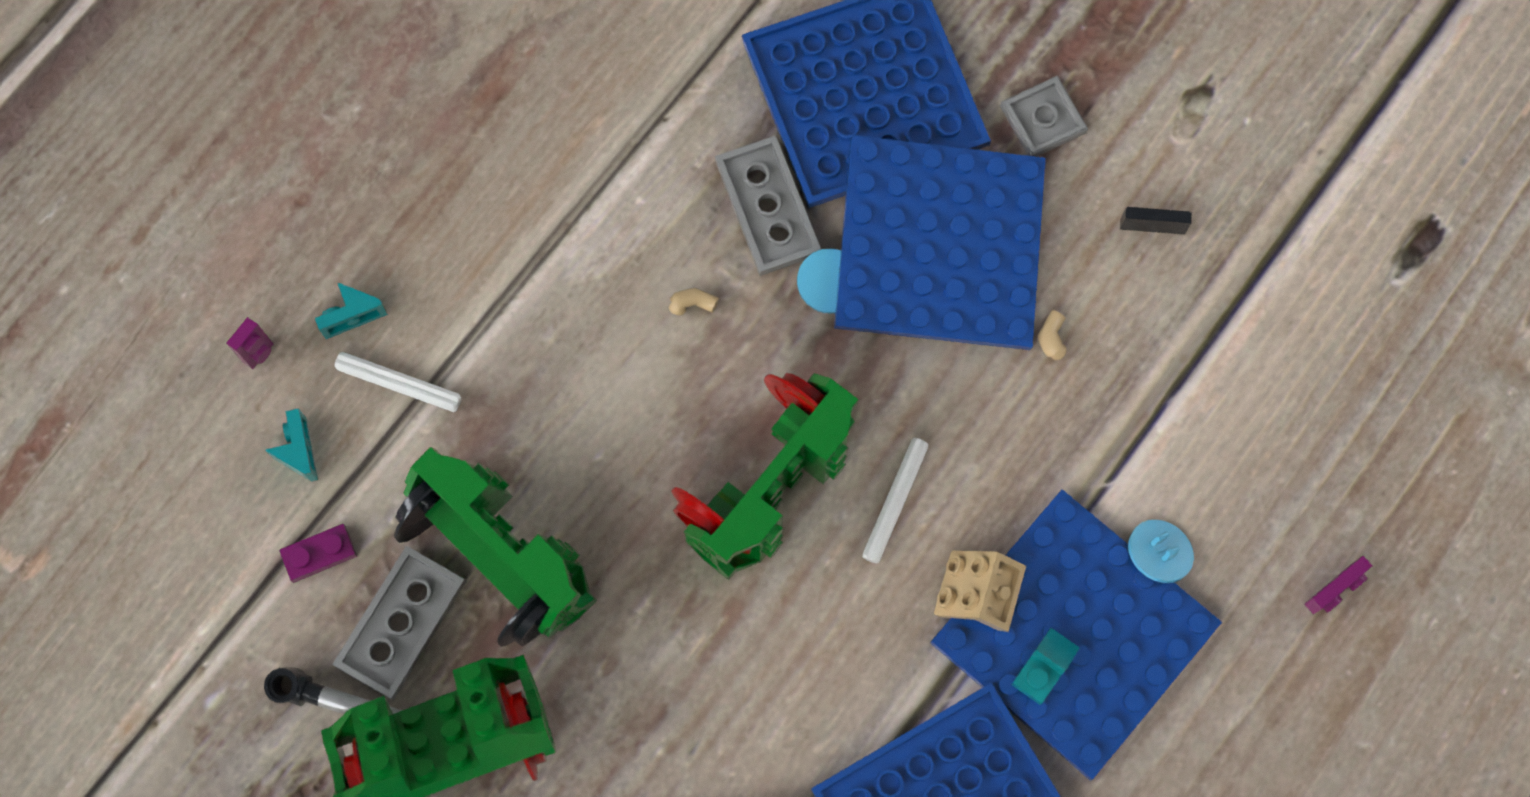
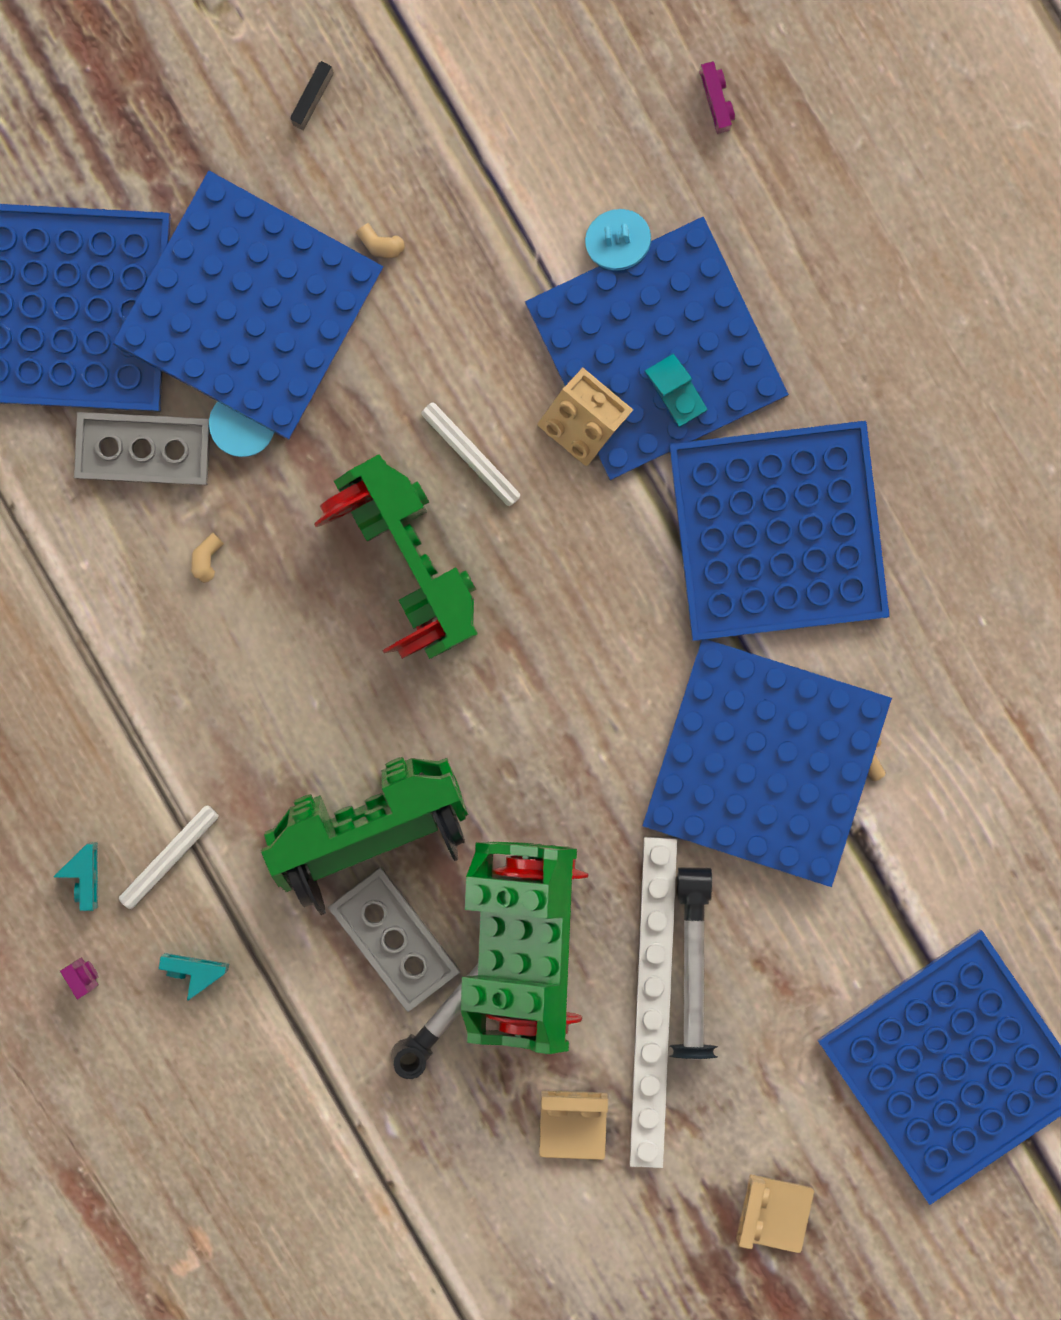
camera: 65 degrees left, 15 degrees up
(318, 553) = (298, 988): magenta plate -> none
(1043, 117) = (163, 150): light grey tile -> none

